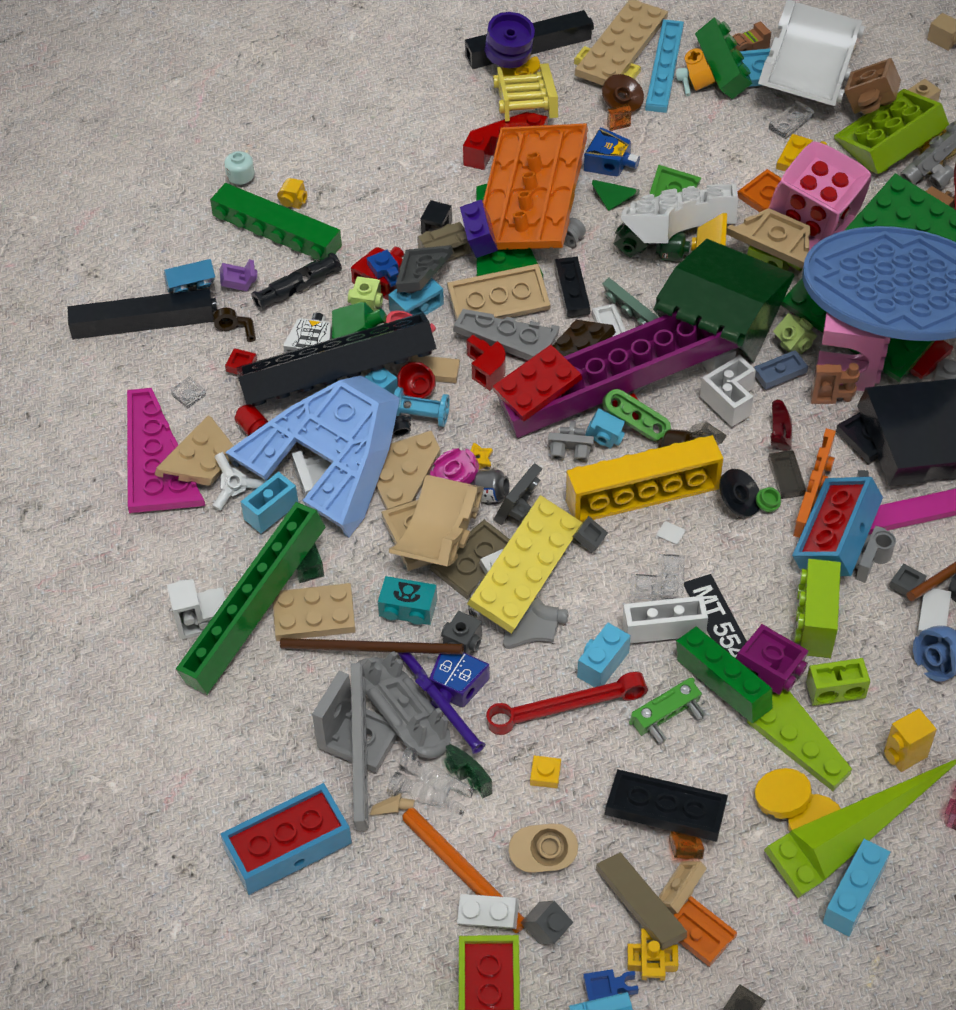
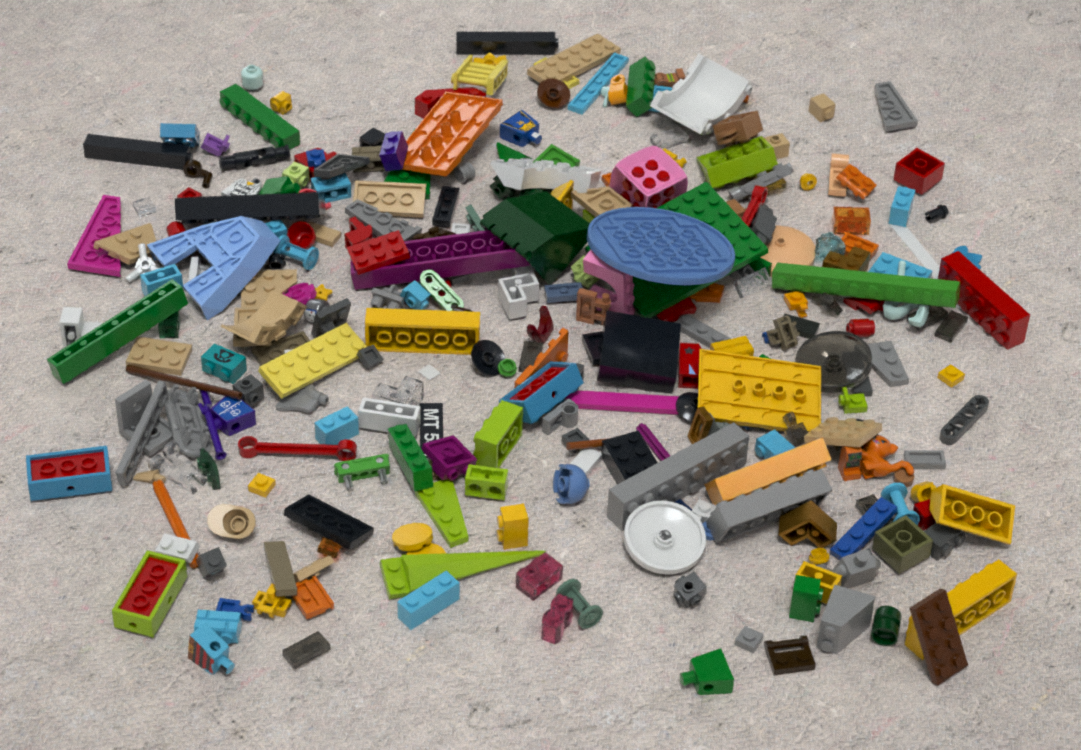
camera: 15 degrees right, 10 degrees down
(509, 39) = (484, 37): dark purple wheel -> none
(619, 117) = (542, 108): clear orange plate -> none
(706, 429) = (485, 316): clear smoke tile -> none

